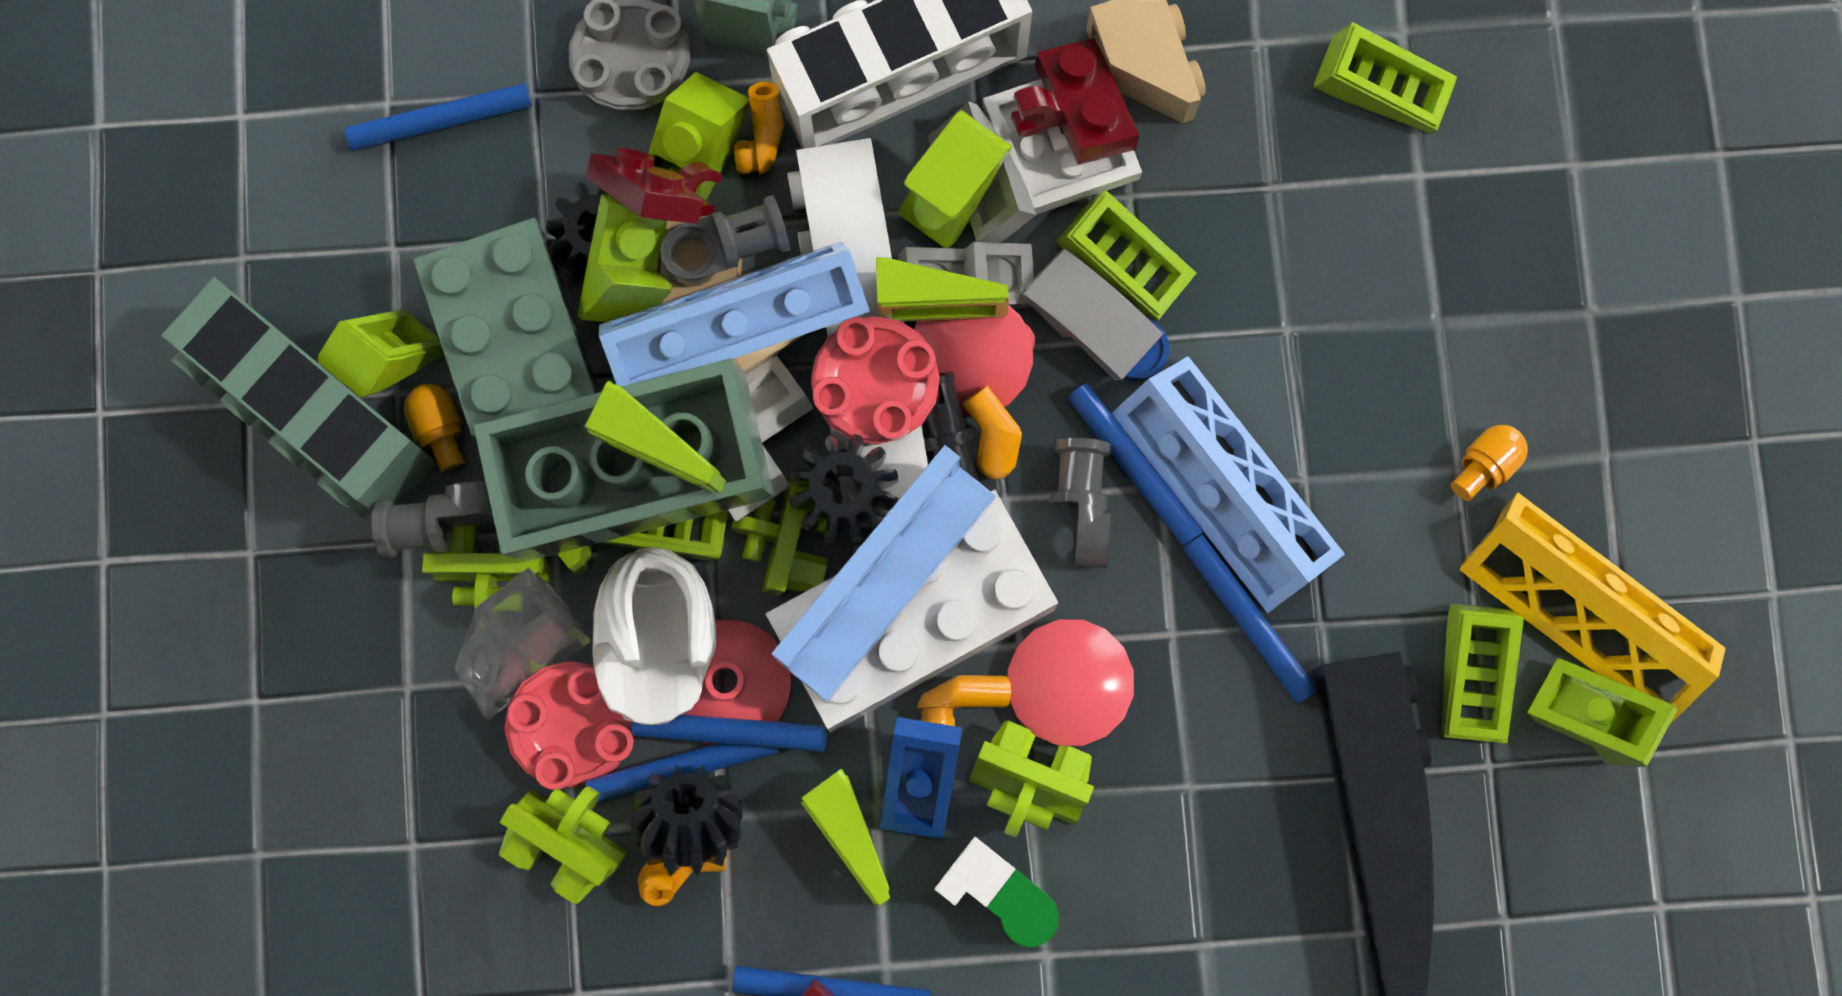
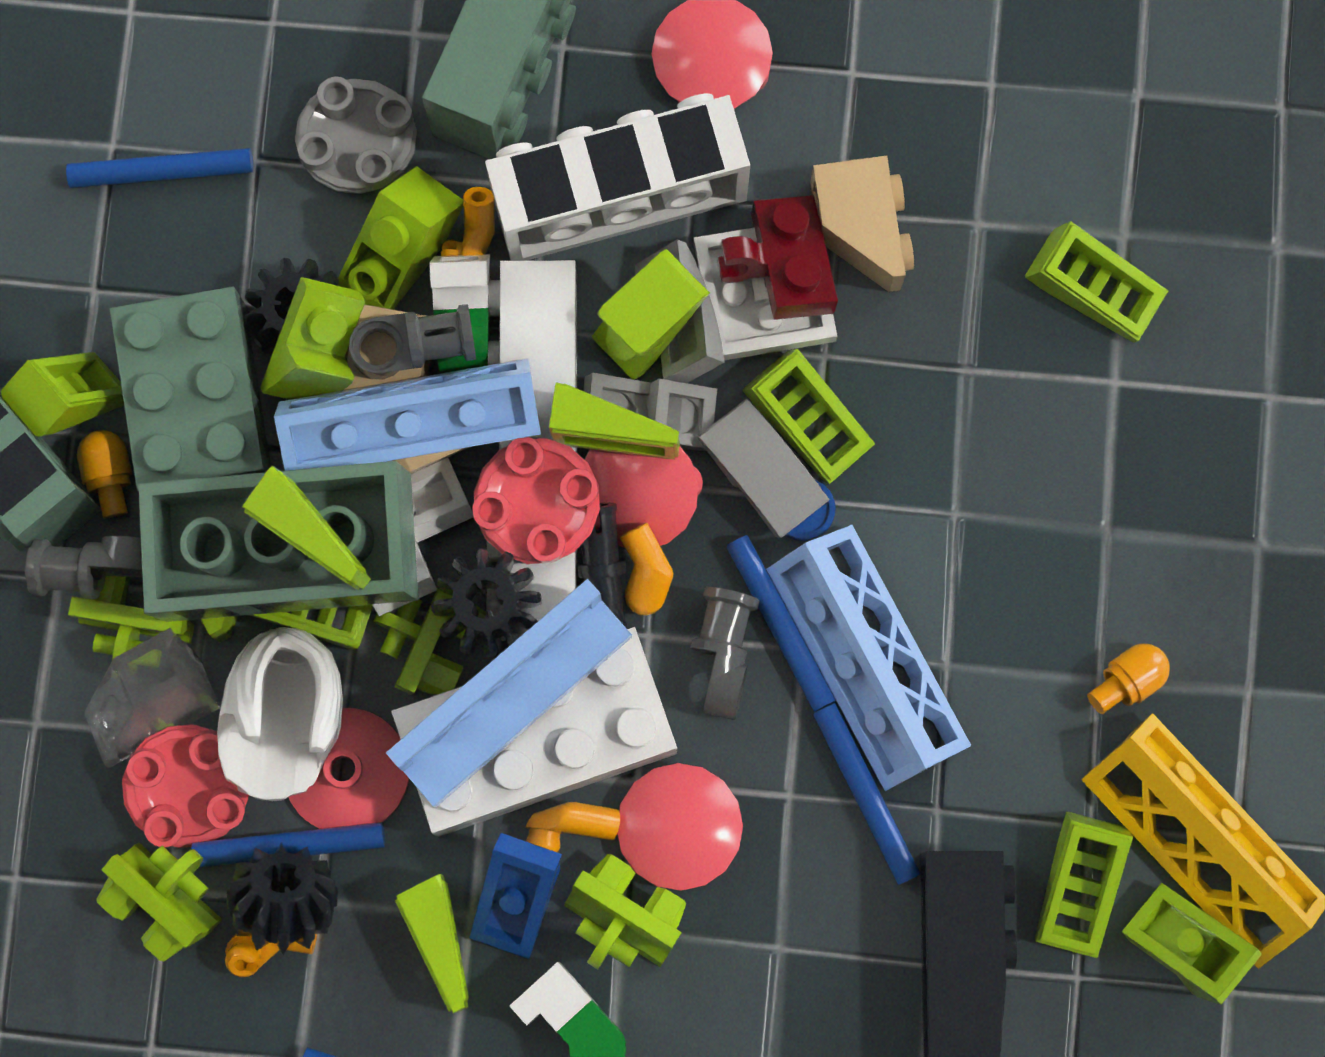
camera: 10 degrees right, 0 degrees up
(652, 190) = (349, 280): dark red plate -> none
(737, 732) = (347, 821): blue bar -> none
(762, 176) = (460, 282): none -> white leg

